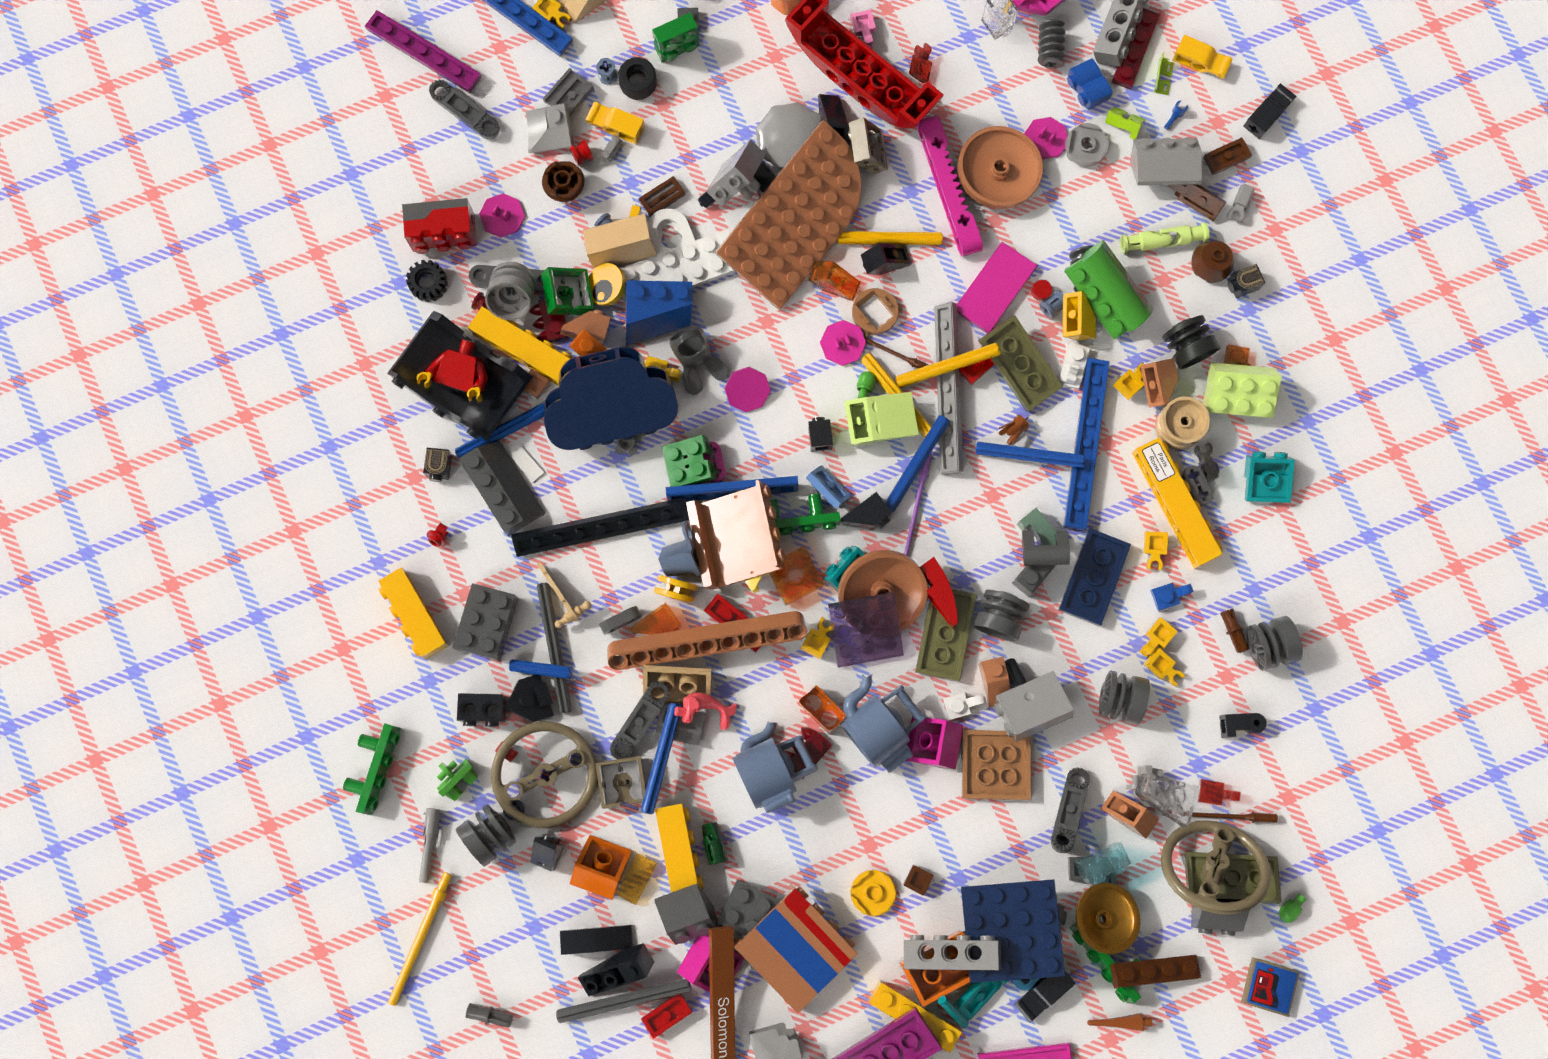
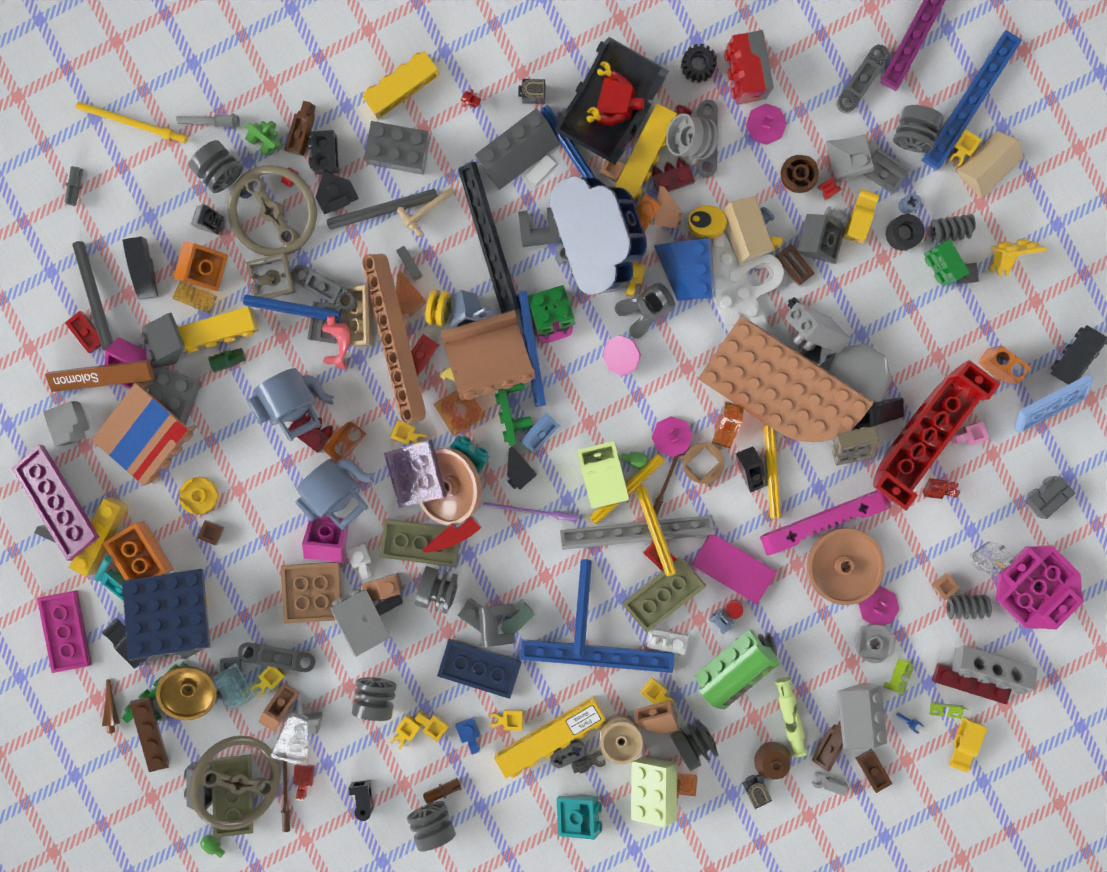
camera: 90 degrees right, 10 degrees up
(376, 777) = (257, 69): green plate -> none
(452, 734) = (300, 129): none -> reddish brown hinge
(526, 55) = (918, 128): none -> dark grey wheel
(540, 669) = (361, 199): blue axle -> none
(567, 282) = (706, 188): green piece -> none
(603, 470) = (538, 236): none -> dark grey connector
(621, 969) = (117, 291): black slope -> none
(635, 166) = (821, 238): none -> dark grey slope
(638, 28) = (952, 227): none -> dark grey piece
(820, 434) = (586, 422): black brick -> none
(917, 462) = (567, 508): blue axle -> none
(989, 960) = (133, 557): light grey brick -> none
(1014, 428) = (607, 595): dark orange piece -> none
(1028, 66) = (945, 586): none -> nougat plate
(1078, 317) = (709, 643): yellow slope -> none
(1089, 84) = (932, 643): blue brick -> none
(1093, 822) = (269, 677): none -> yellow plate
(1269, 111) = (920, 807): black piece -> none
(1270, 987) = (146, 829): slope -> none

